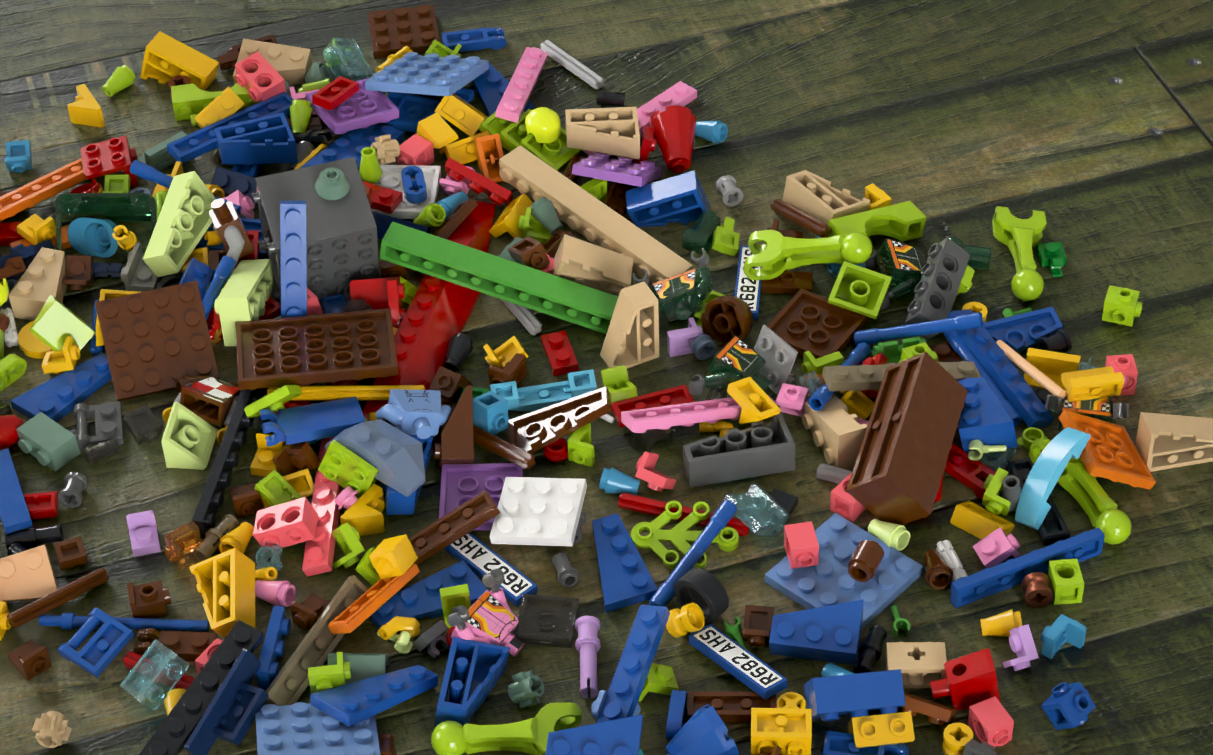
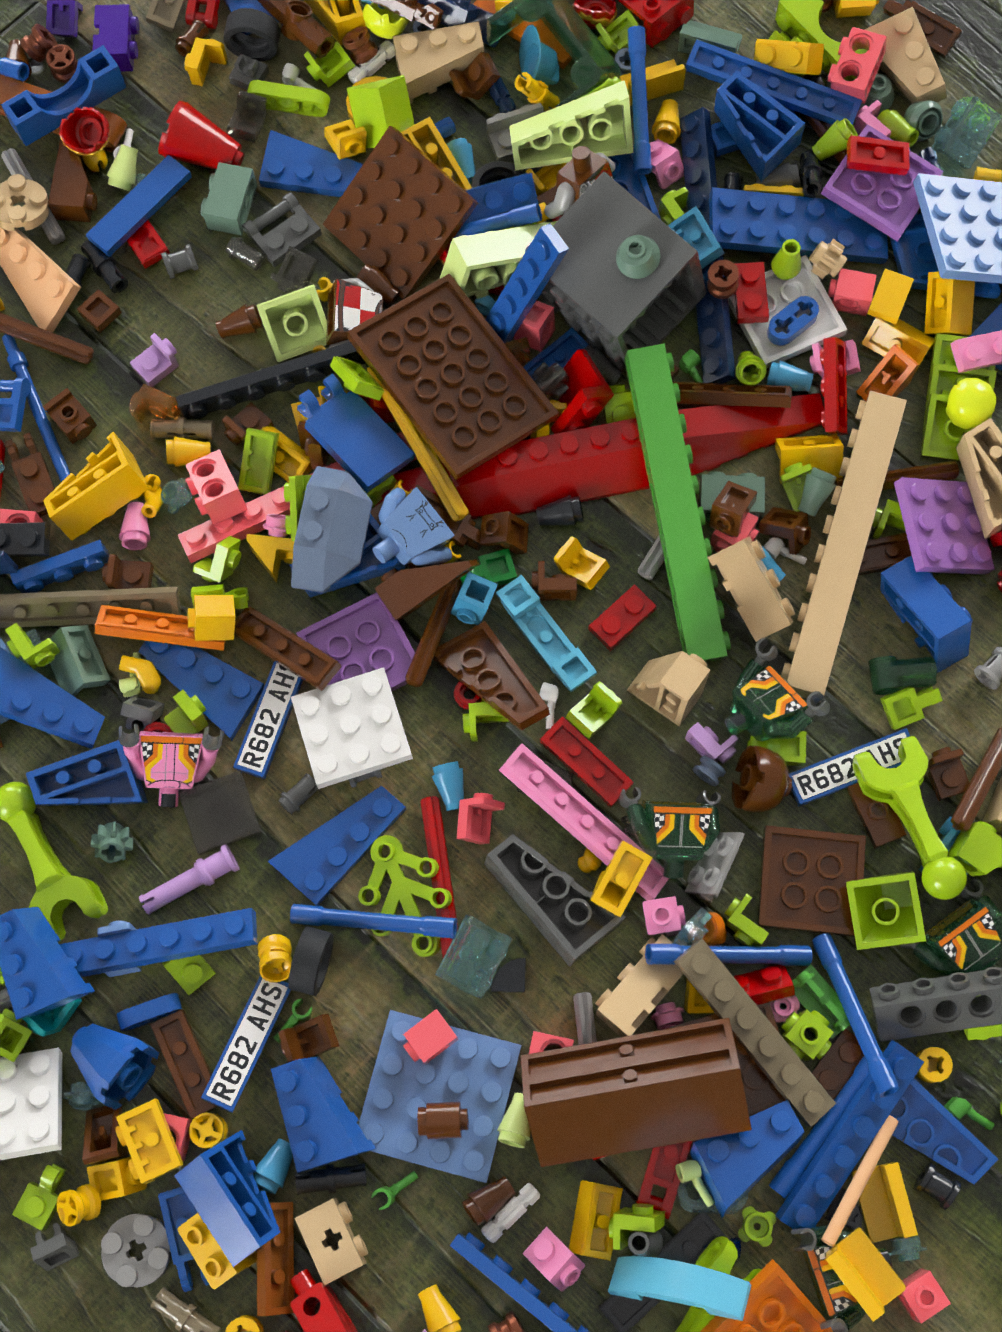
camera: 65 degrees right, 30 degrees up
(157, 470) = (240, 322): none -> reddish brown cone

